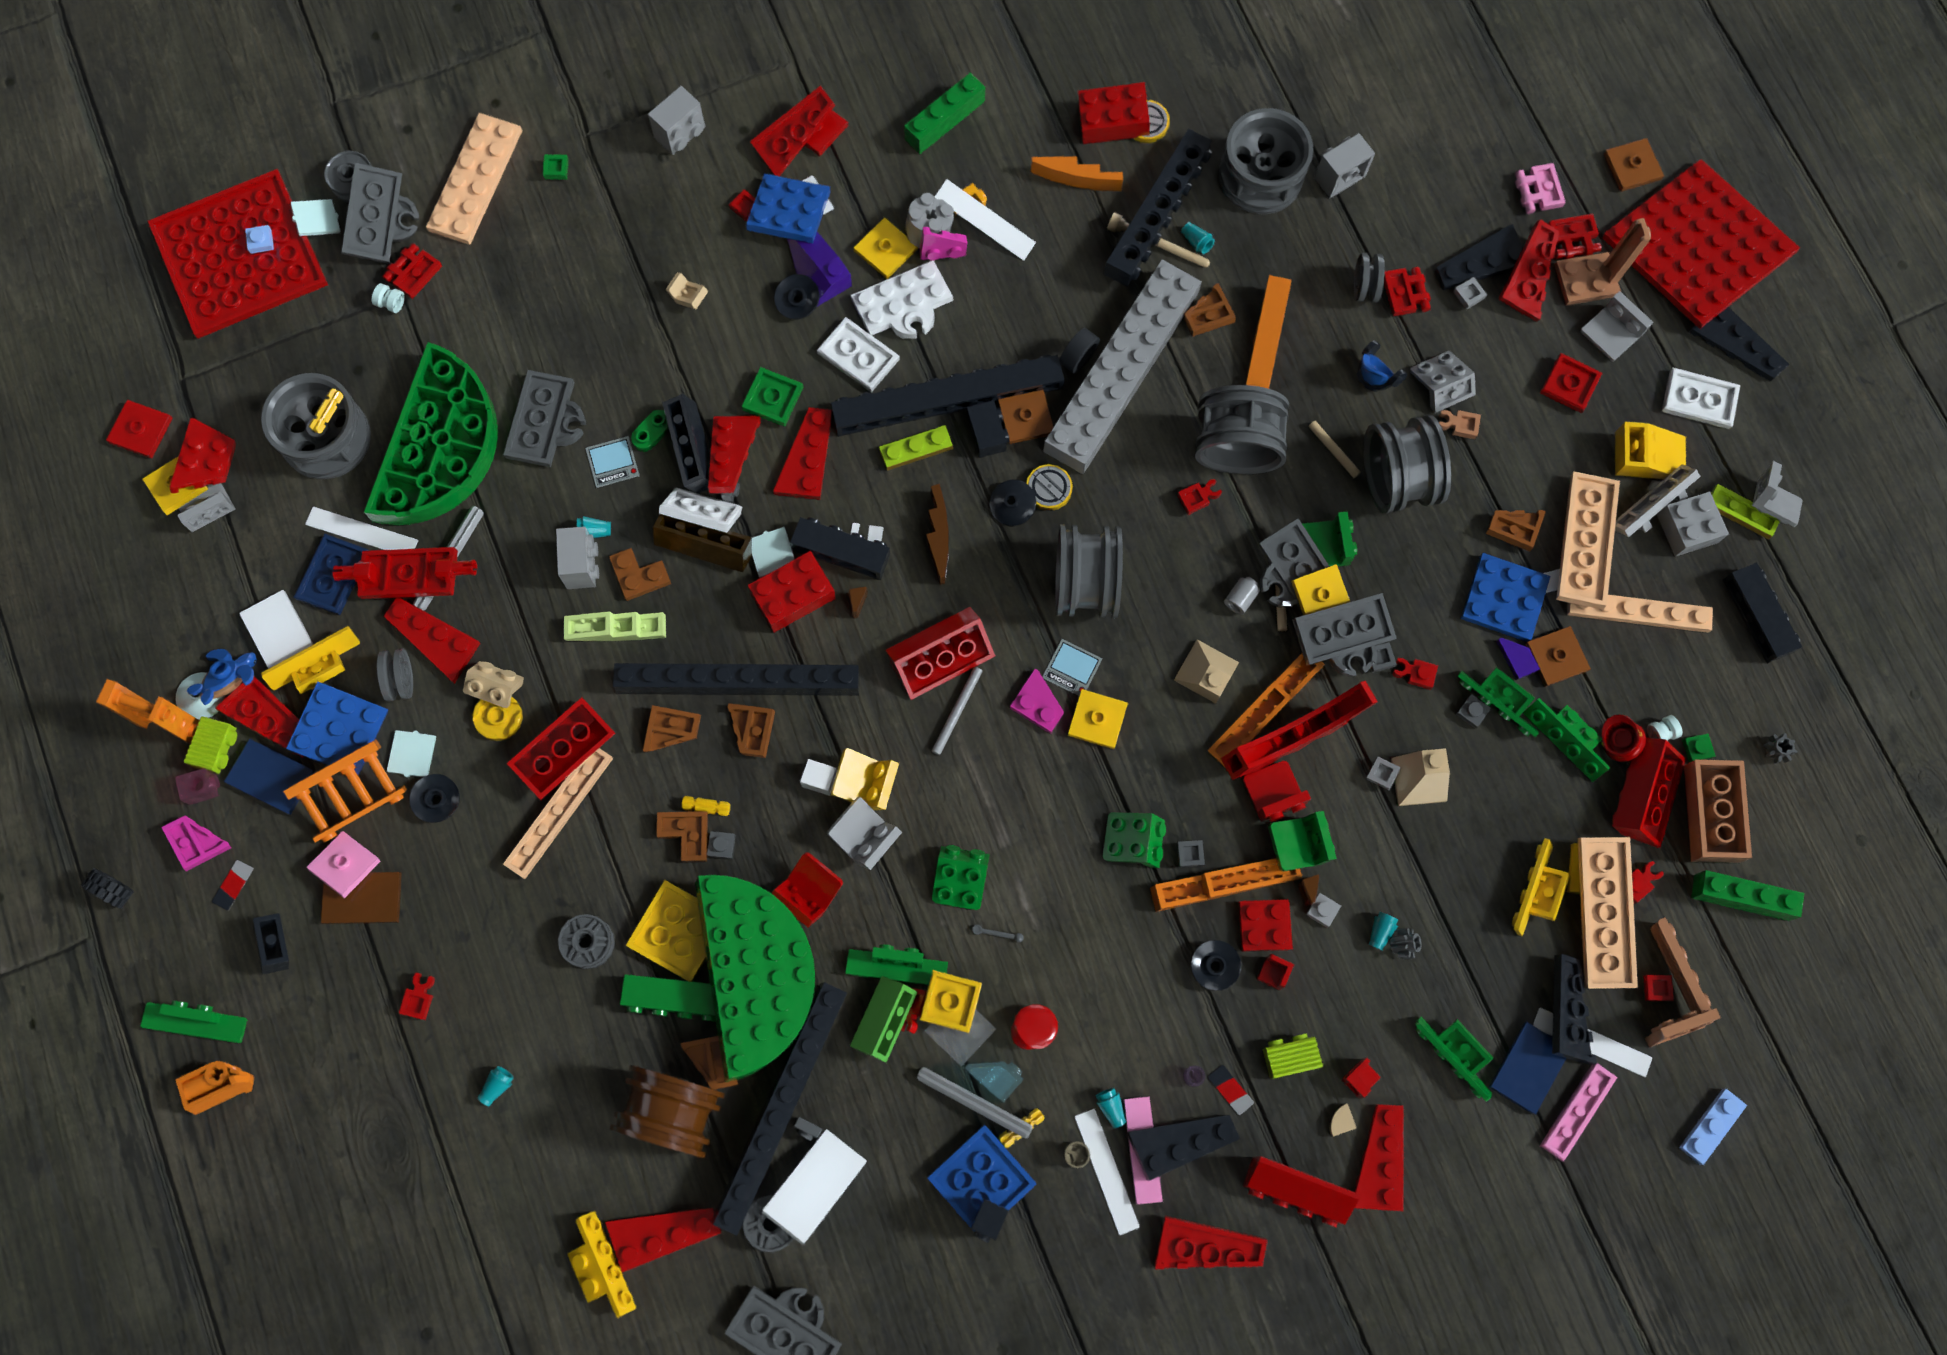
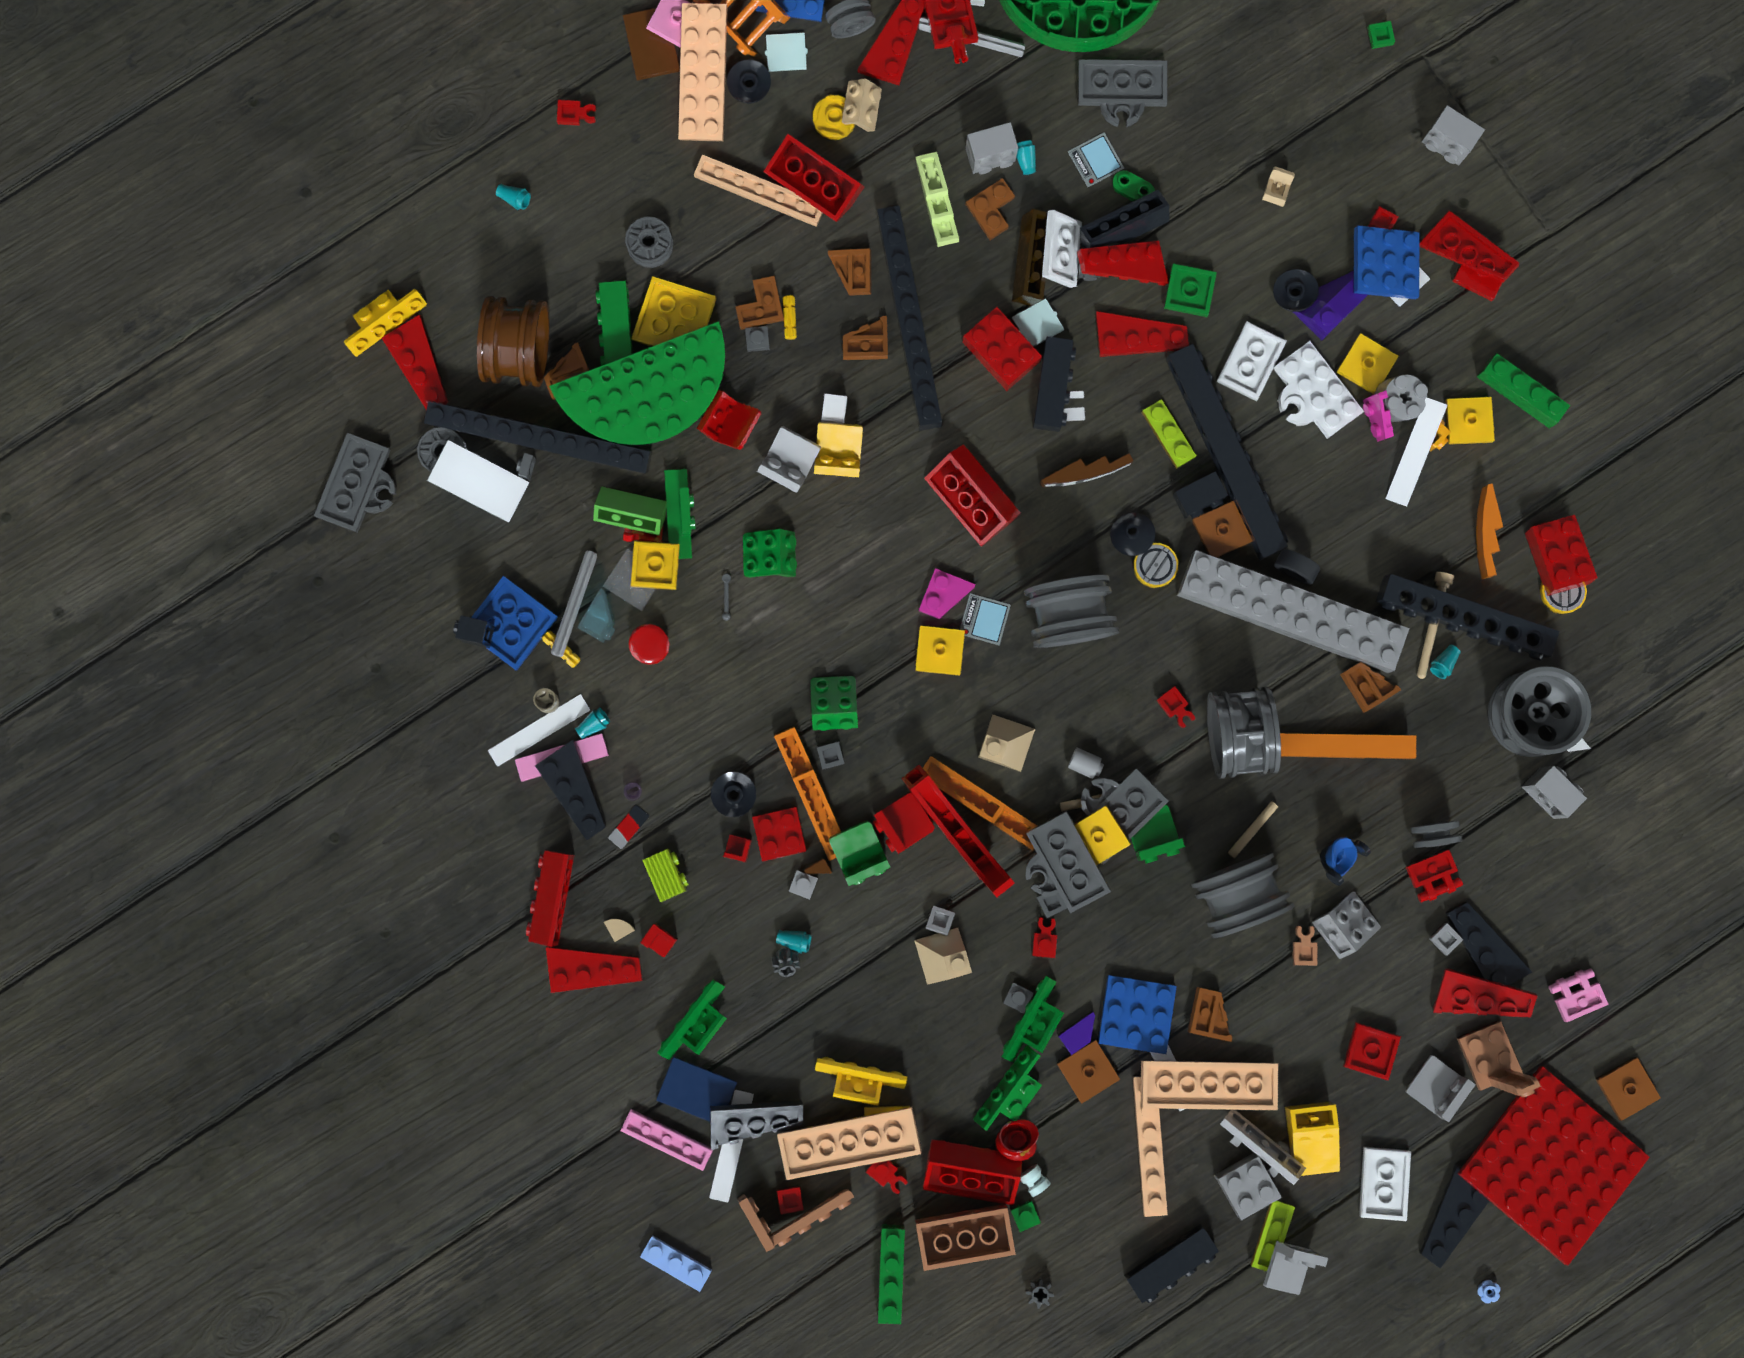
camera: 80 degrees right, 10 degrees up
(410, 845) = (702, 72): none -> light nougat plate
(857, 599) = (1006, 409): reddish brown slope -> none
(956, 711) = (924, 522): light grey bar -> none
(962, 166) = (1470, 420): none -> yellow plate
(1200, 1245) = (490, 825): red wing -> none
(1574, 229) = (1539, 1035): red plate -> none
(1809, 327) = (1489, 1285): none -> light blue plate

